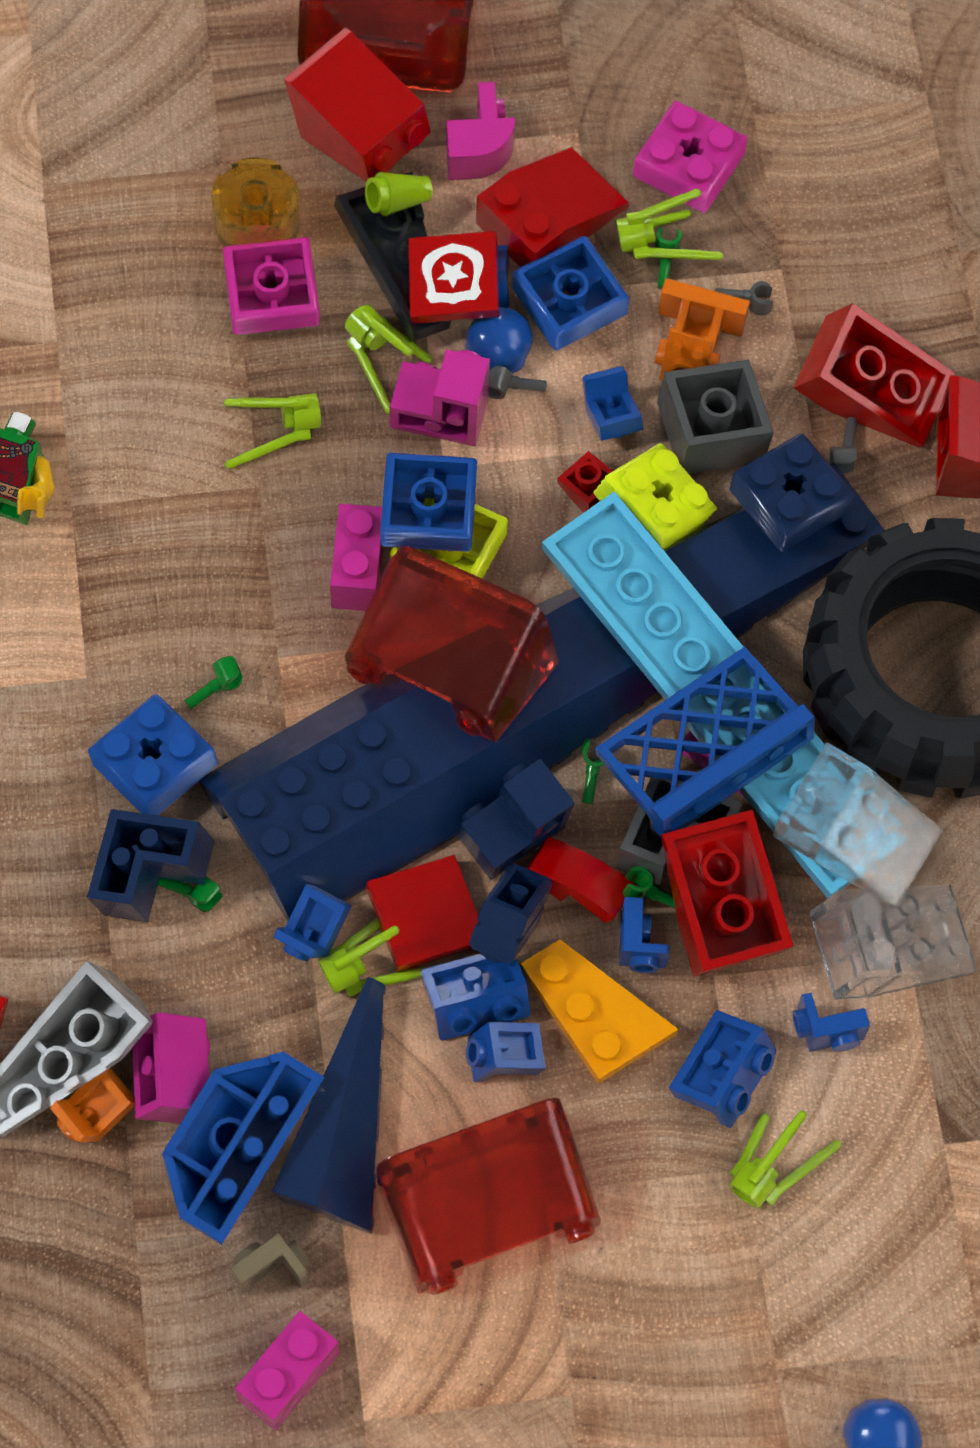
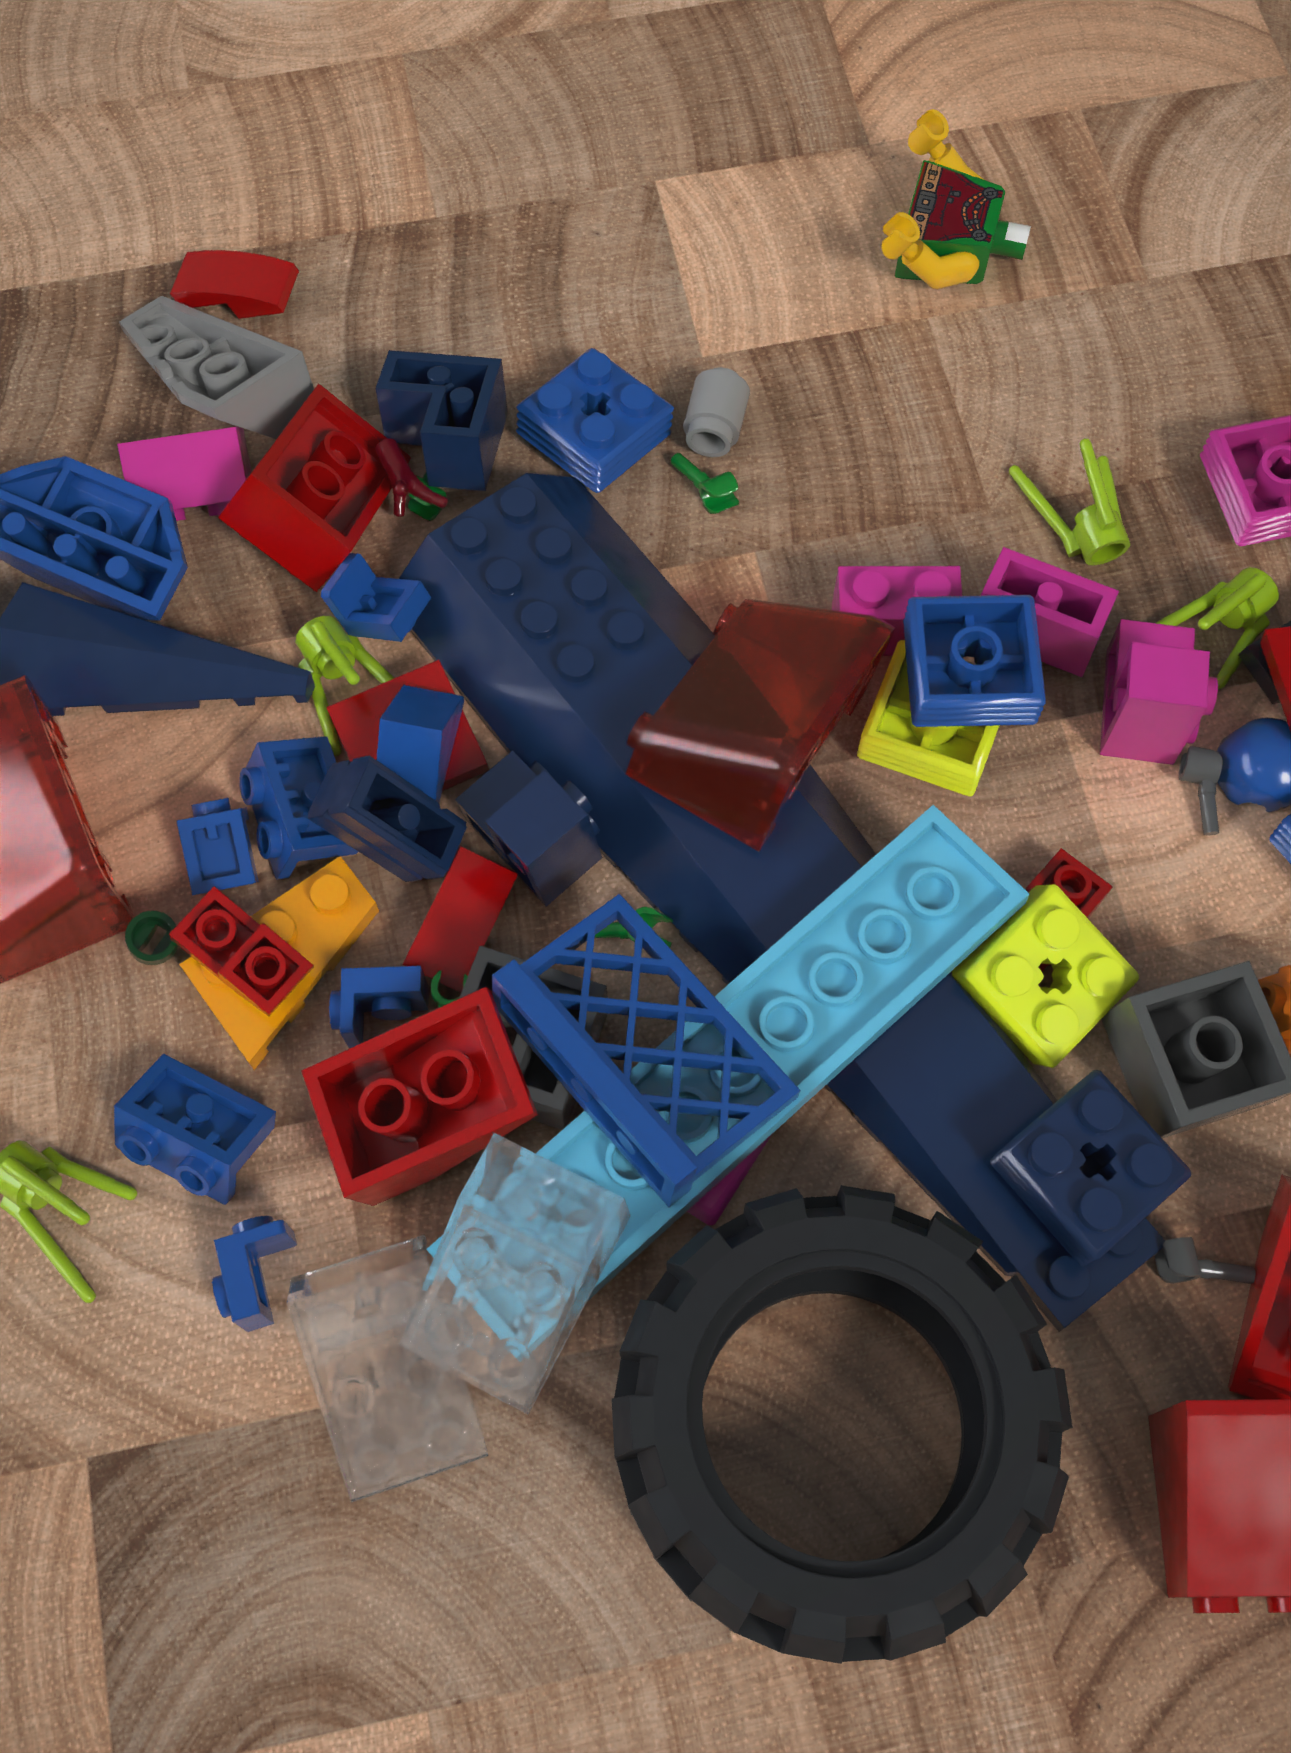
camera: 90 degrees right, 0 degrees up
(94, 1108) = (143, 403): orange bracket -> none
(157, 665) = (716, 411): none -> light grey brick
(200, 901) = (403, 479): none -> dark red bar
(205, 963) = (313, 490): none -> red slope
(361, 466) = (1067, 607): none -> dark pink brick
(440, 894) = (420, 736): none -> blue slope
(583, 1092) = (140, 932): none -> dark green hinge
(602, 1023) = (241, 951): none -> red slope
(610, 404) = (1195, 913): blue bracket -> none

